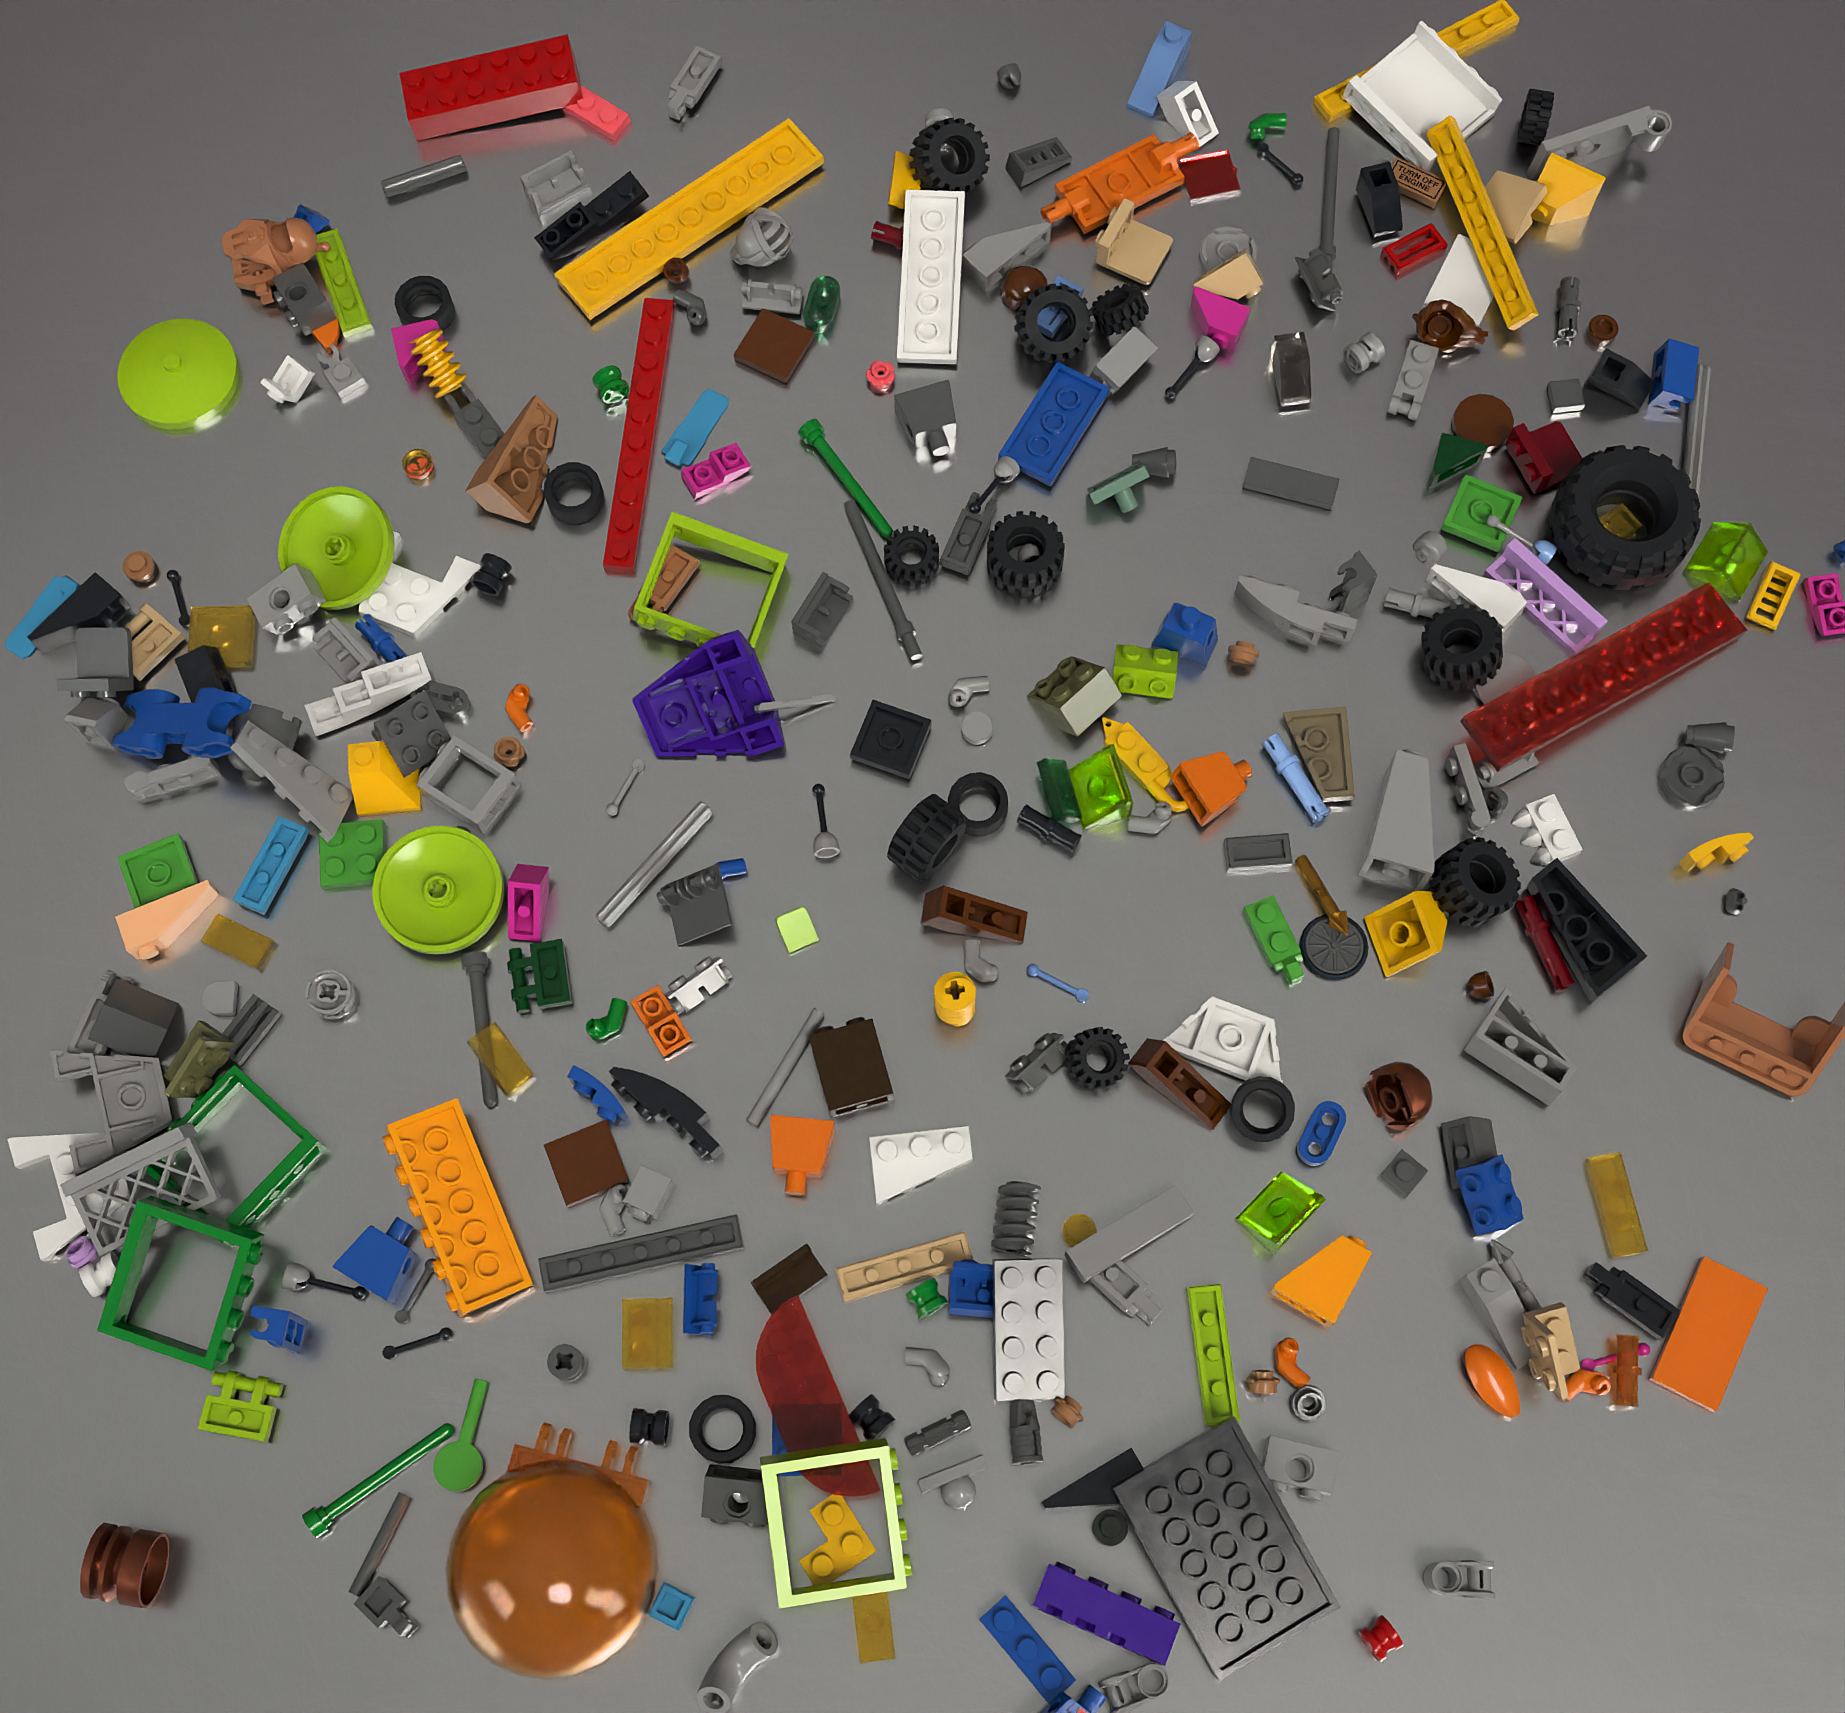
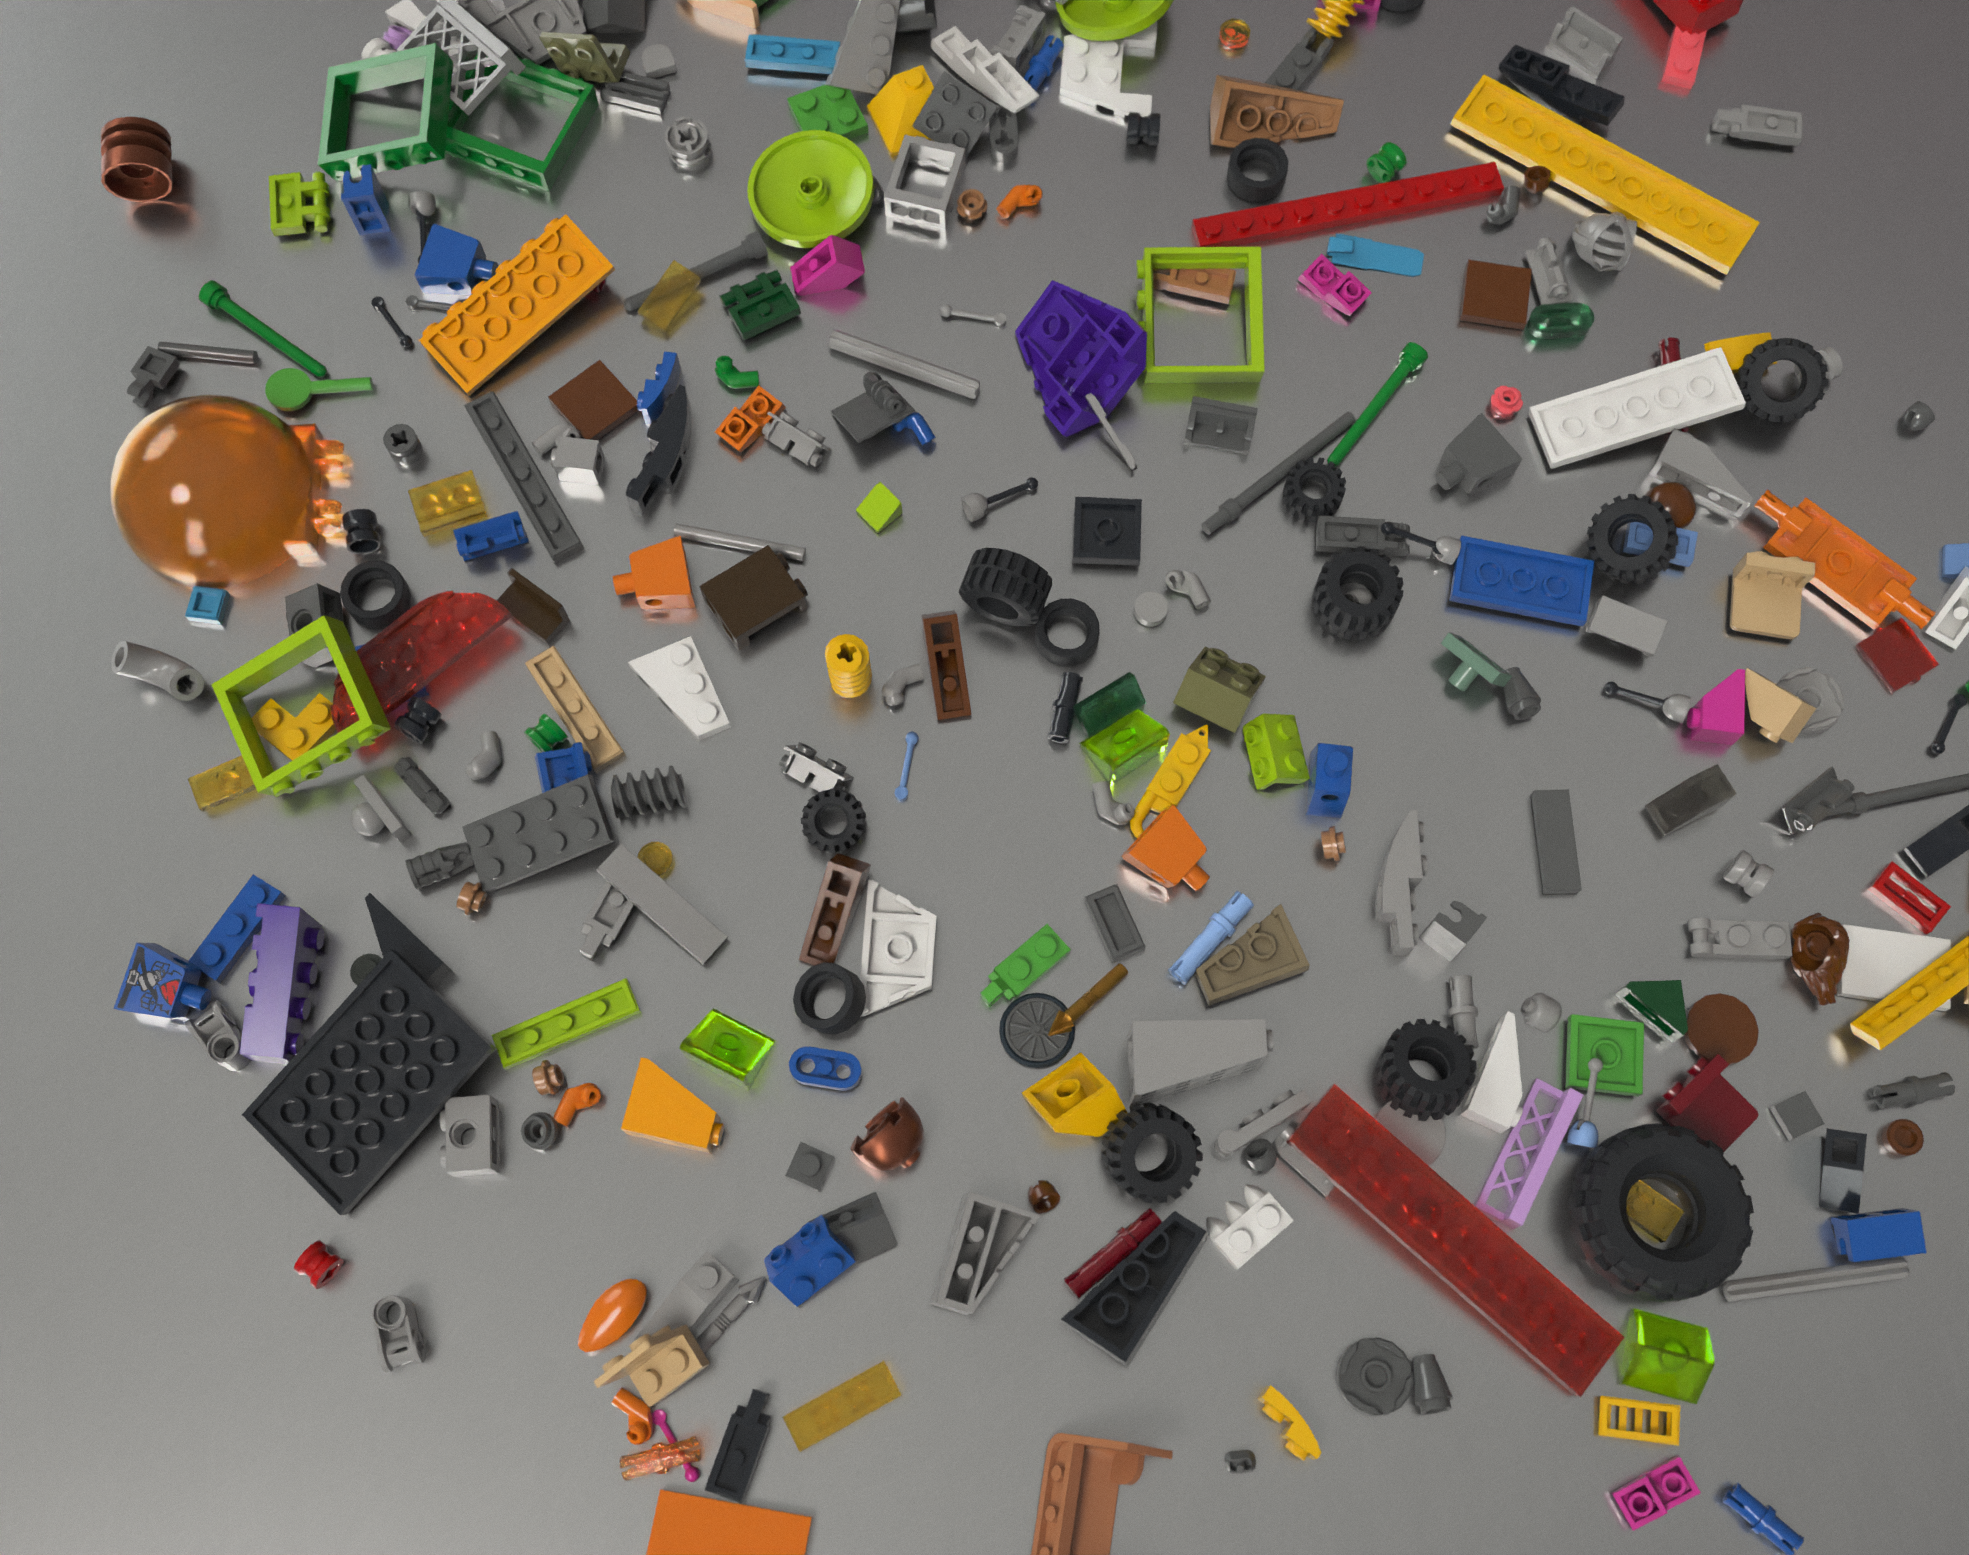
camera: 70 degrees right, 0 degrees up
(238, 941) = (714, 56): clear yellow tile -> none
(1021, 169) = (1814, 476): dark grey slope -> none
(1120, 309) = (1682, 602): black tyre -> none

